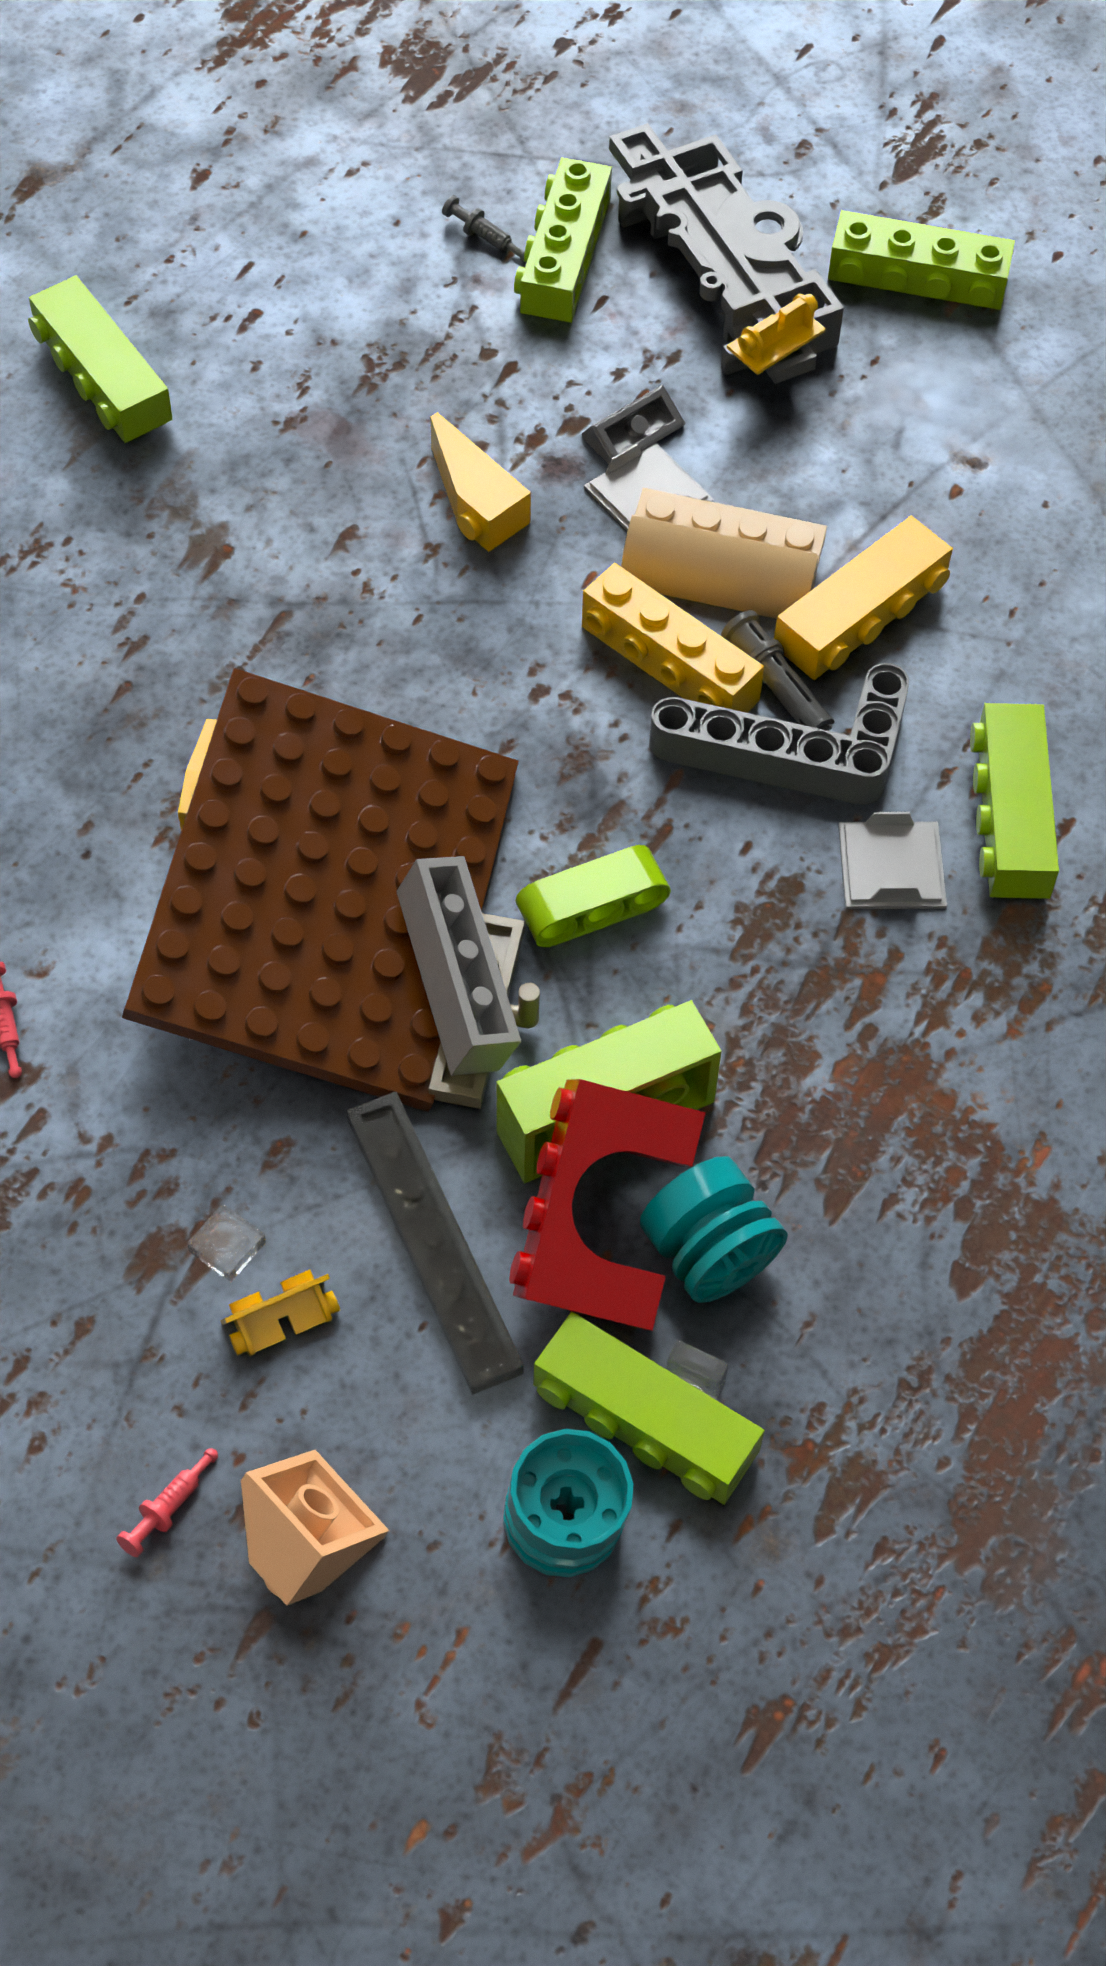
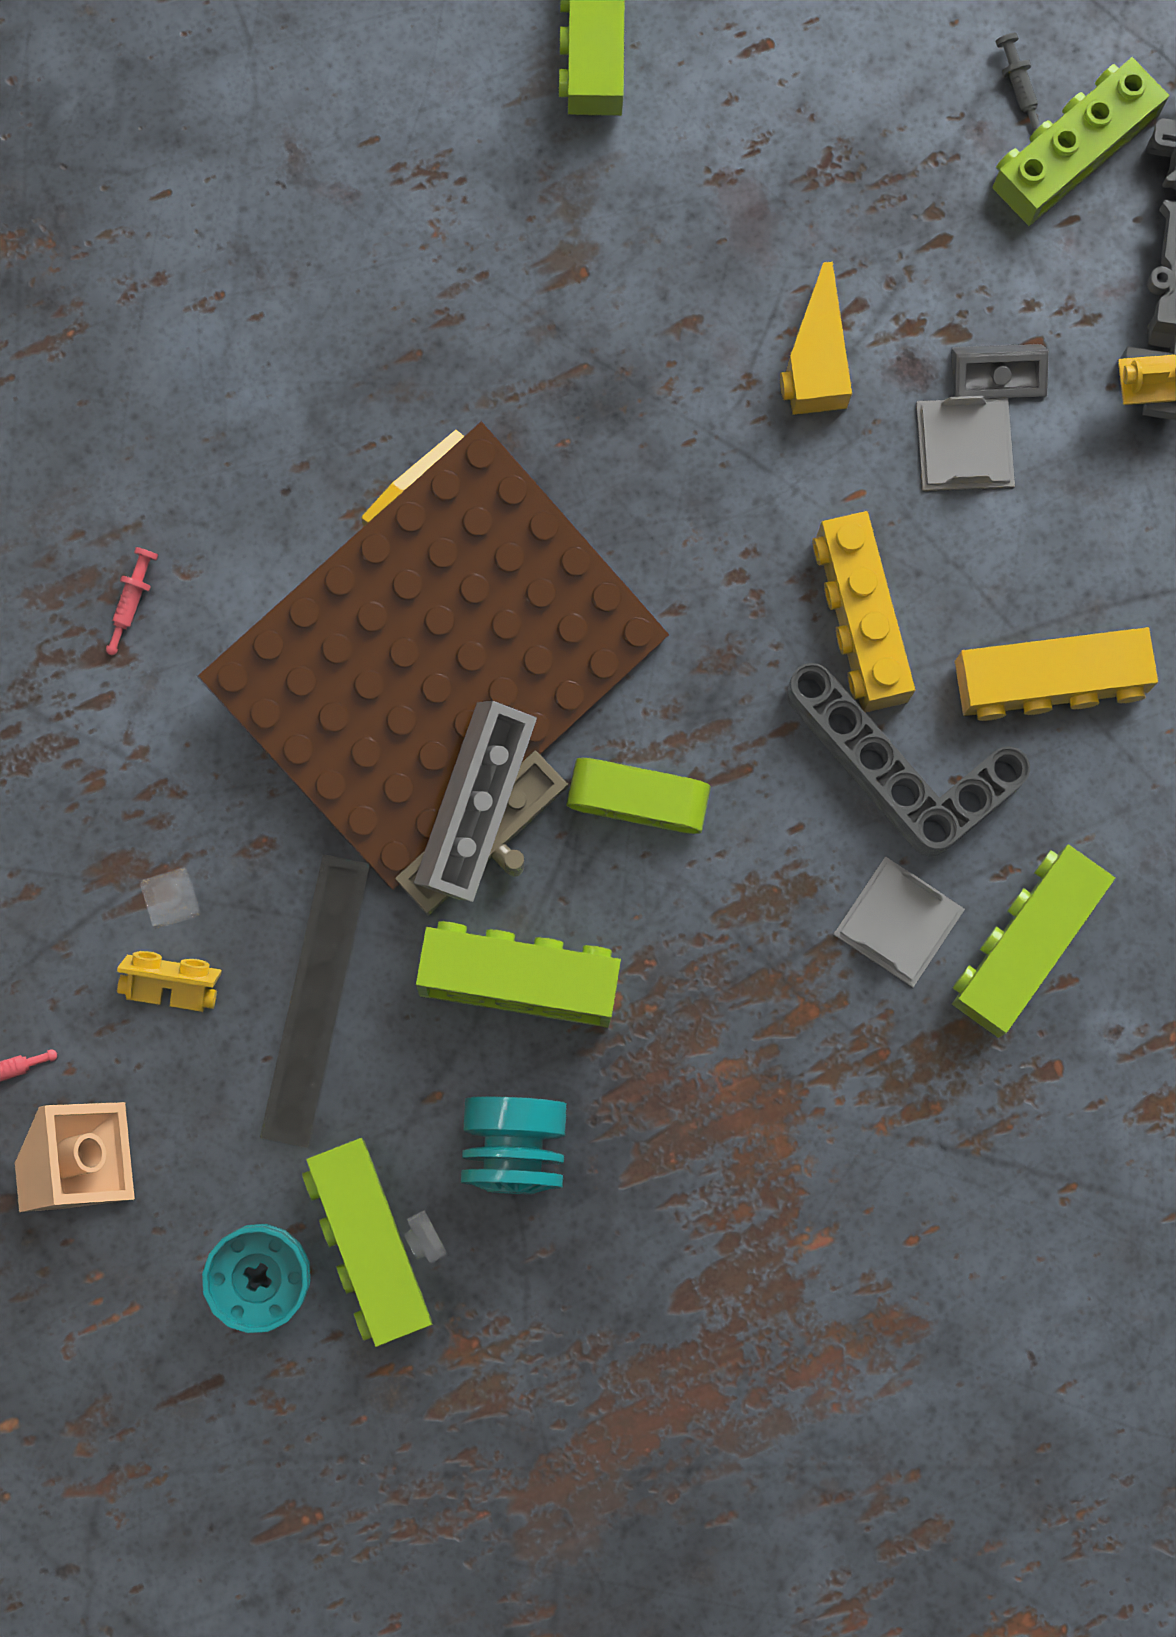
camera: 30 degrees right, 20 degrees up
(555, 1261) = (464, 1018): red arch -> none
(721, 553) = (973, 551): tan brick -> none
(786, 685) = (935, 672): dark grey pin -> none

